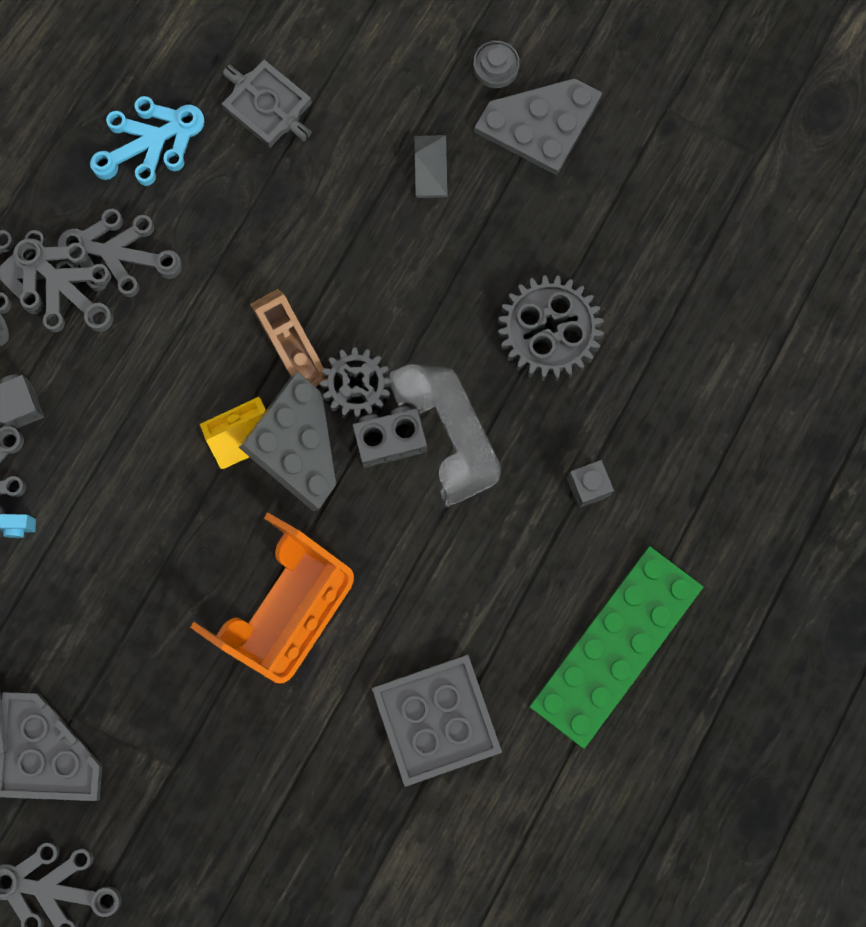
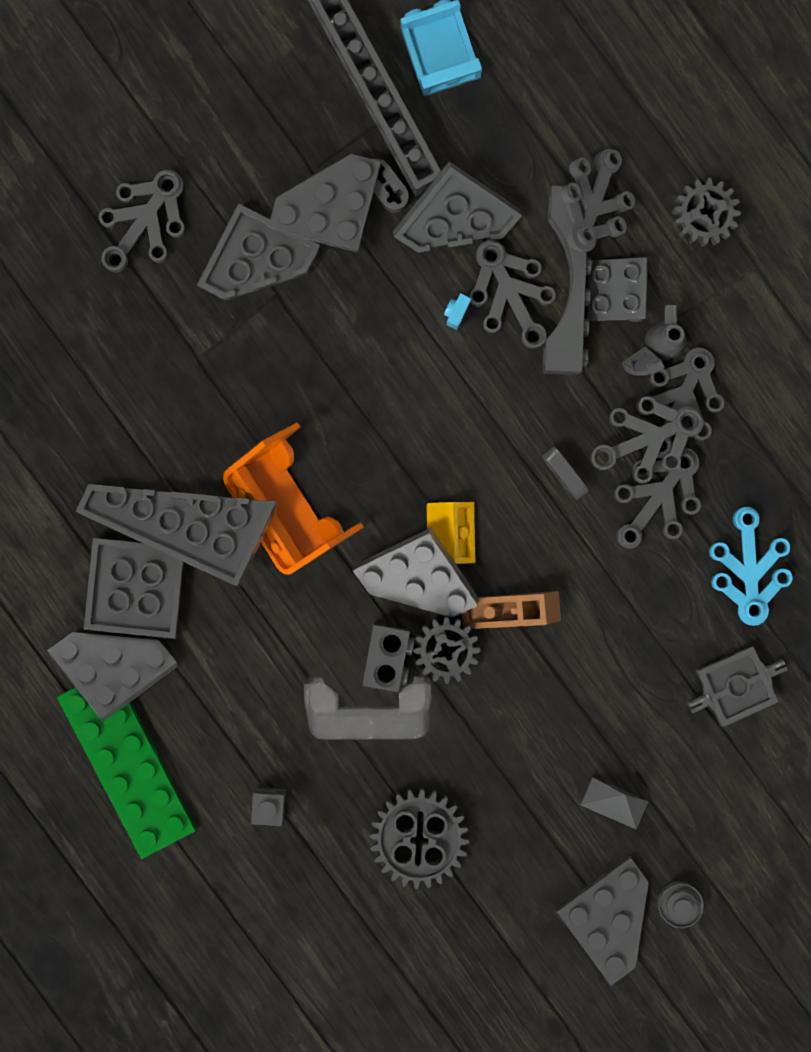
camera: 115 degrees right, 10 degrees up
(132, 349) = (565, 473): none -> dark grey beam
(347, 687) = (198, 529): none -> dark grey wing
(529, 706) = (111, 668): none -> dark grey plate

